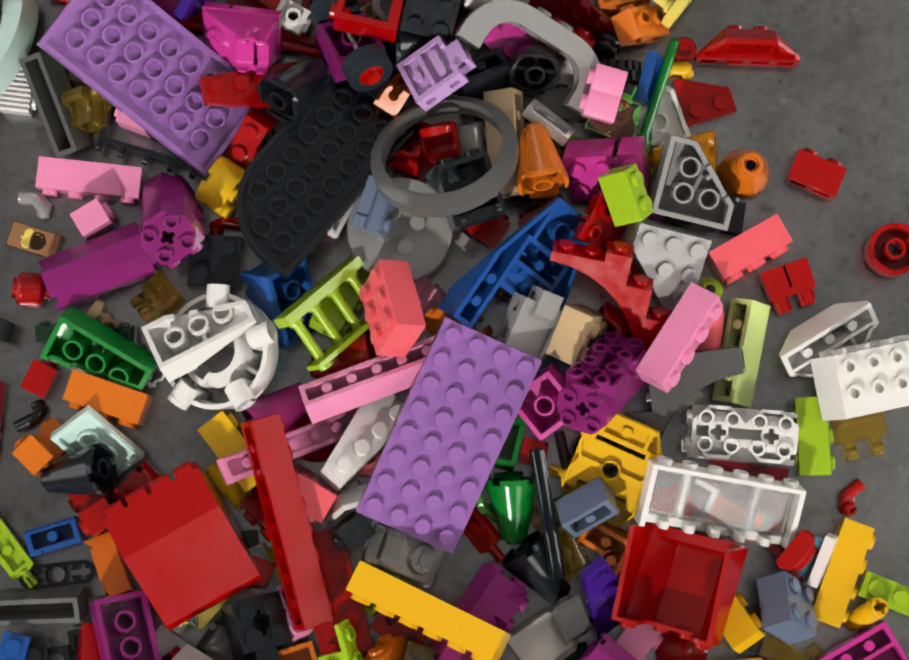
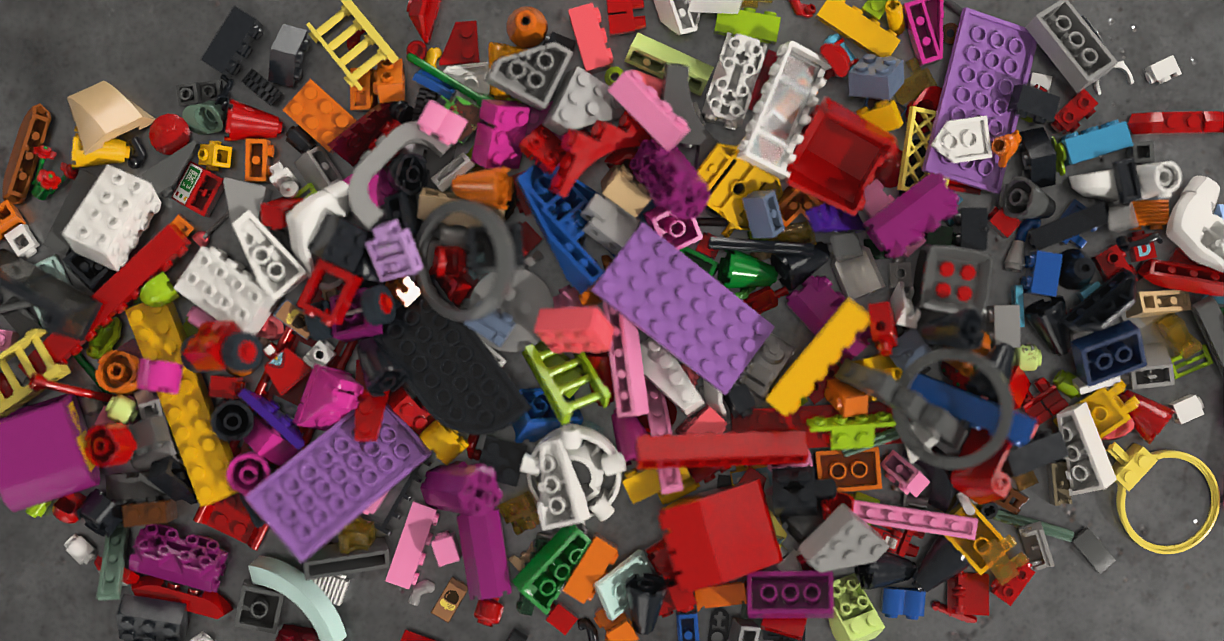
camera: 80 degrees left, 5 degrees up
(625, 194) = (527, 125): lime brick -> none
(822, 560) = (845, 40): white tile -> none

